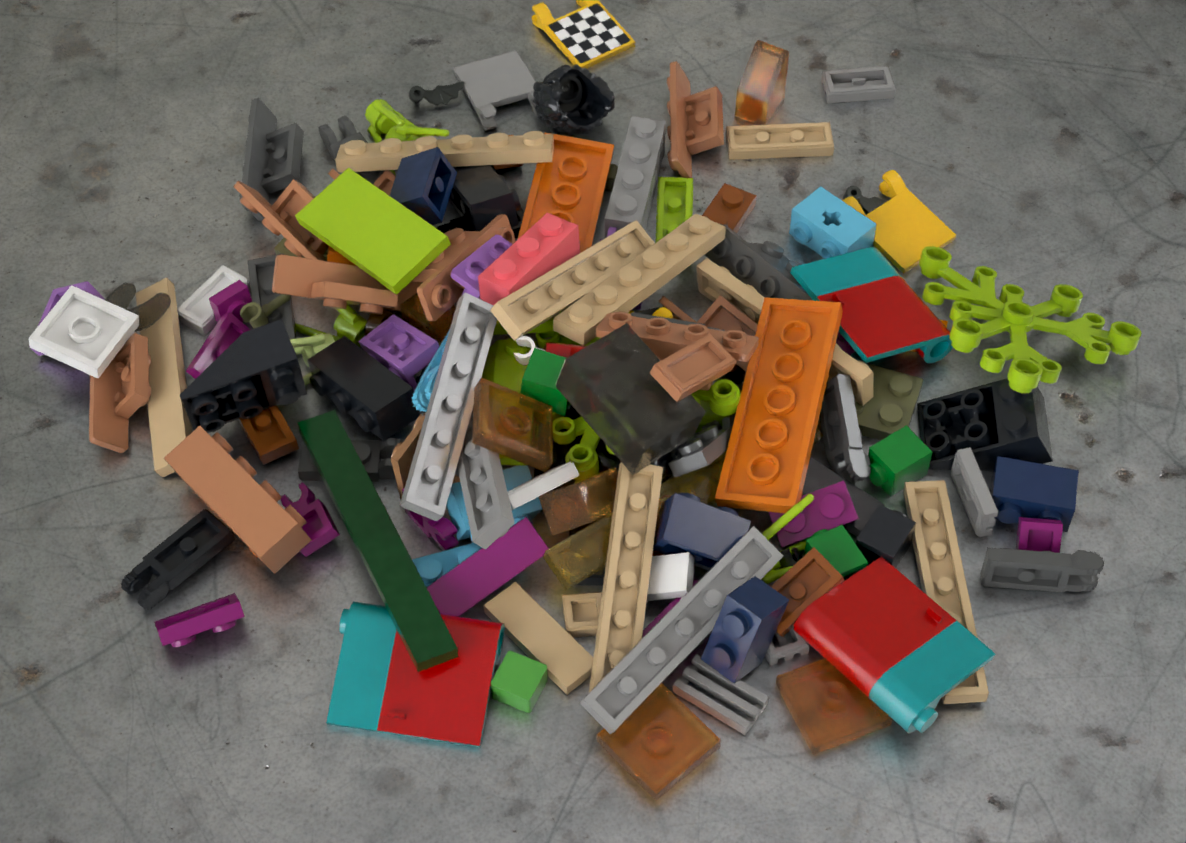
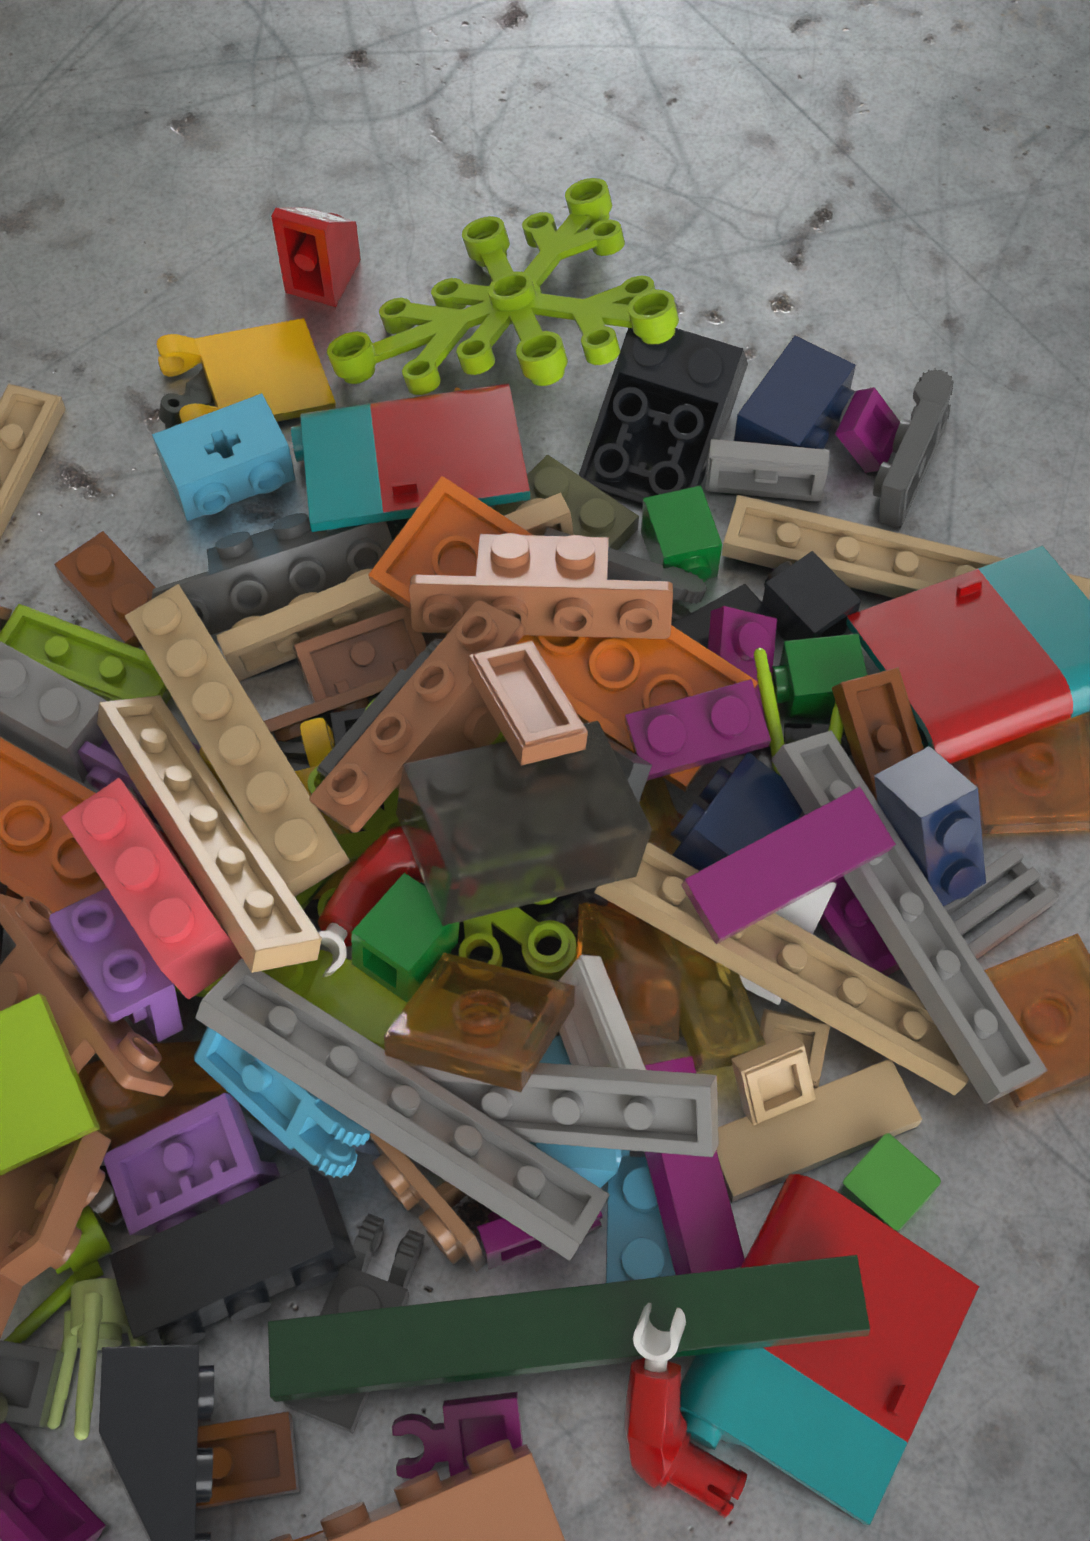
camera: 70 degrees left, 10 degrees up
(336, 592) = (658, 1432): none -> red arm
(554, 596) = (773, 1079): none -> tan tile
(673, 545) = (787, 865): none -> magenta tile
(747, 485) = (698, 729): none -> magenta plate
(791, 372) = (548, 585): none -> nougat bracket
(1000, 217) = (315, 252): none -> red slope

